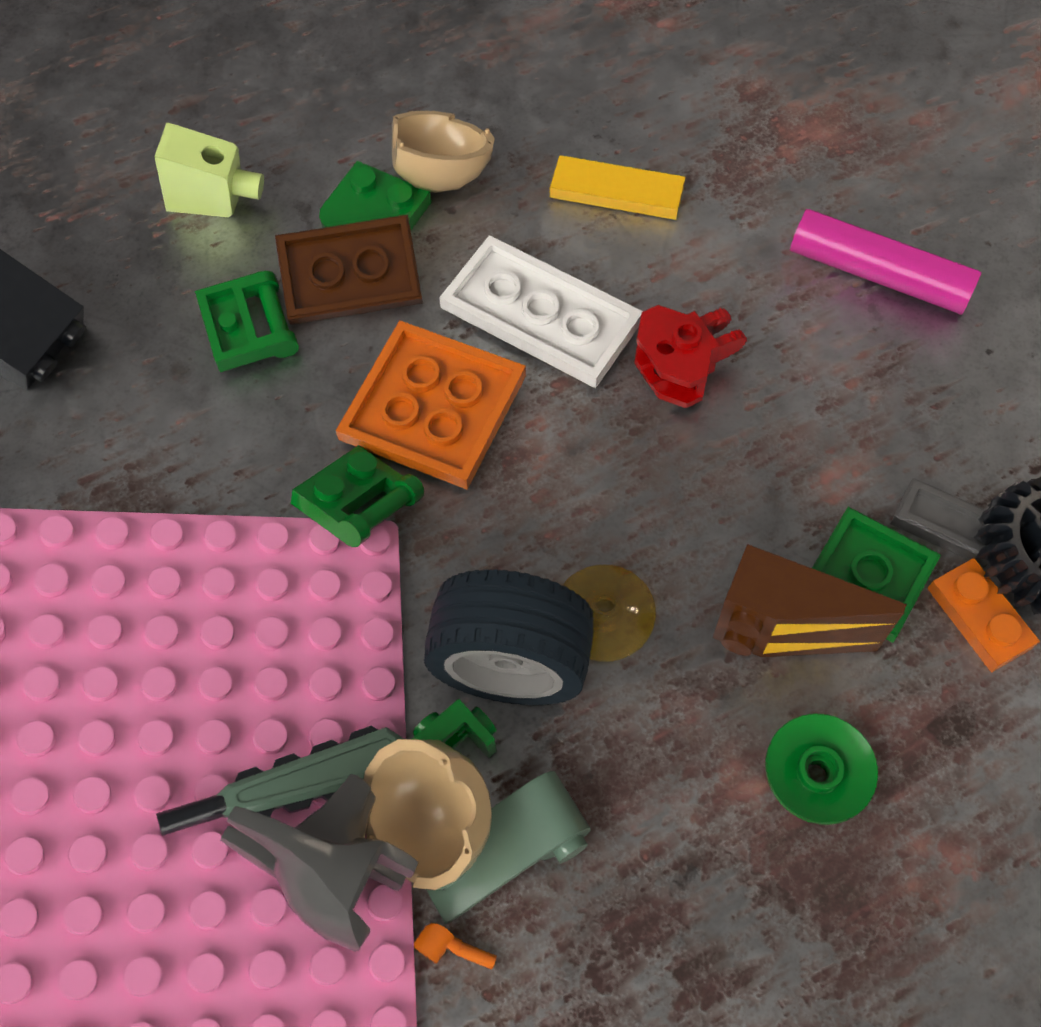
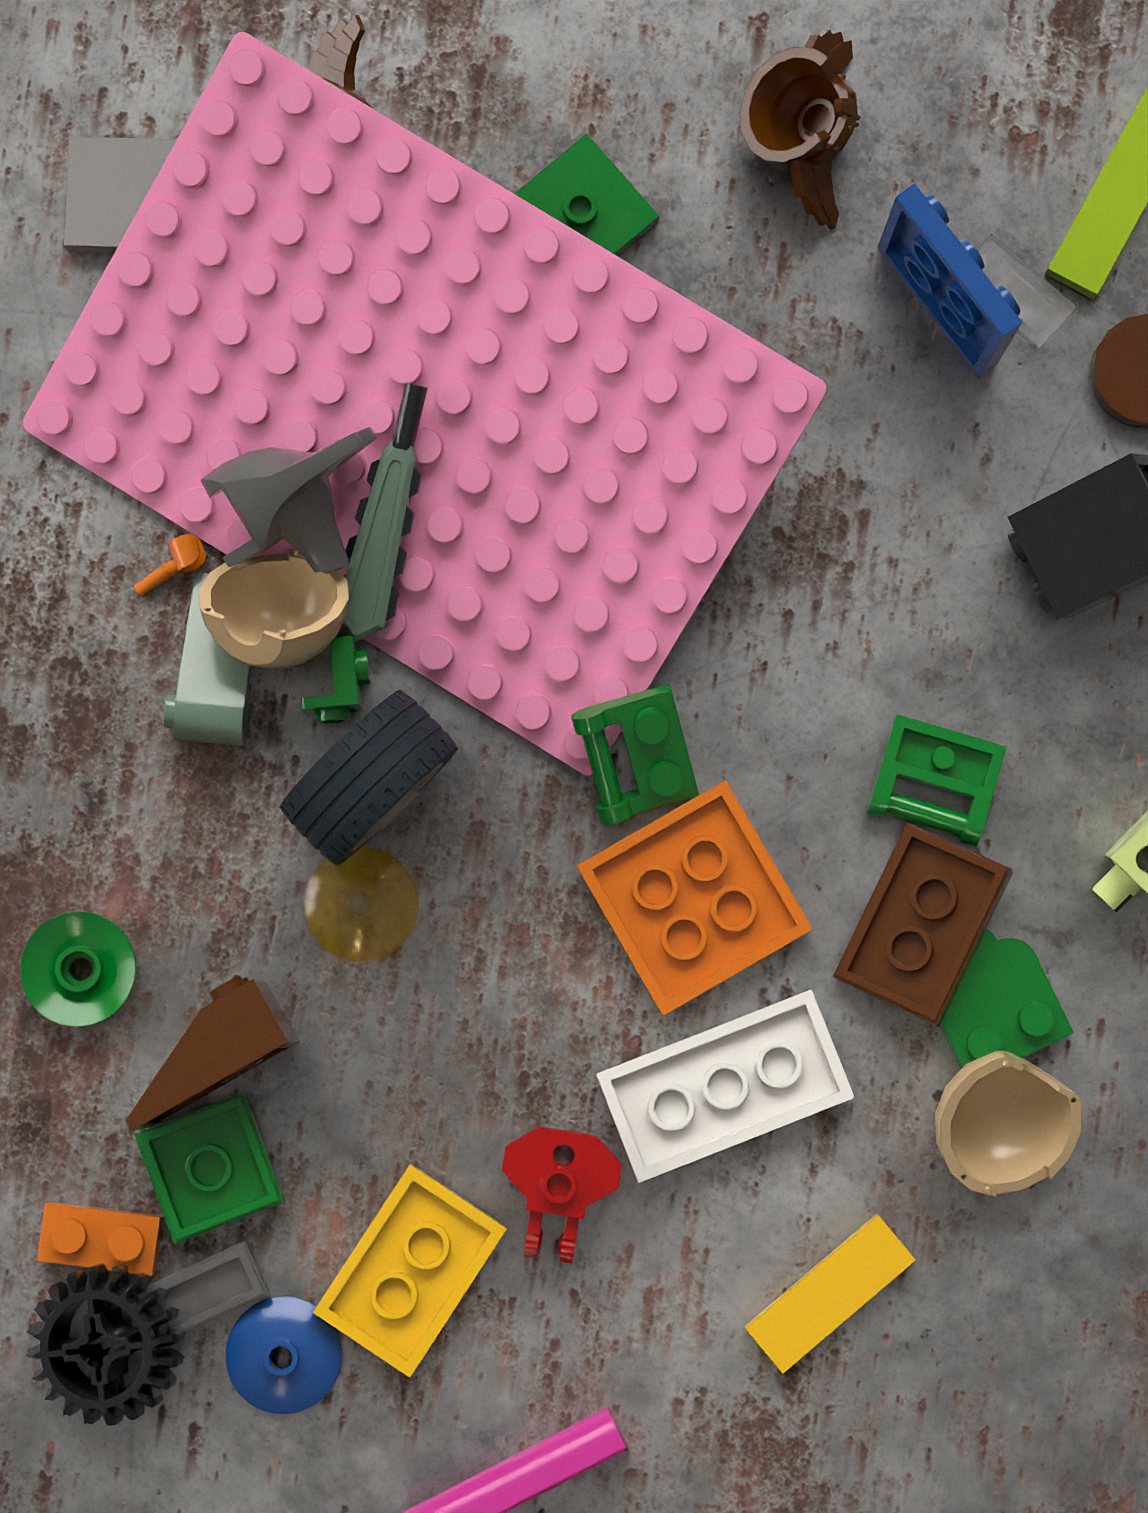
camera: 125 degrees right, 20 degrees up
(816, 405) = (410, 1270): none -> yellow plate
(920, 455) = (314, 1351): none -> blue dish

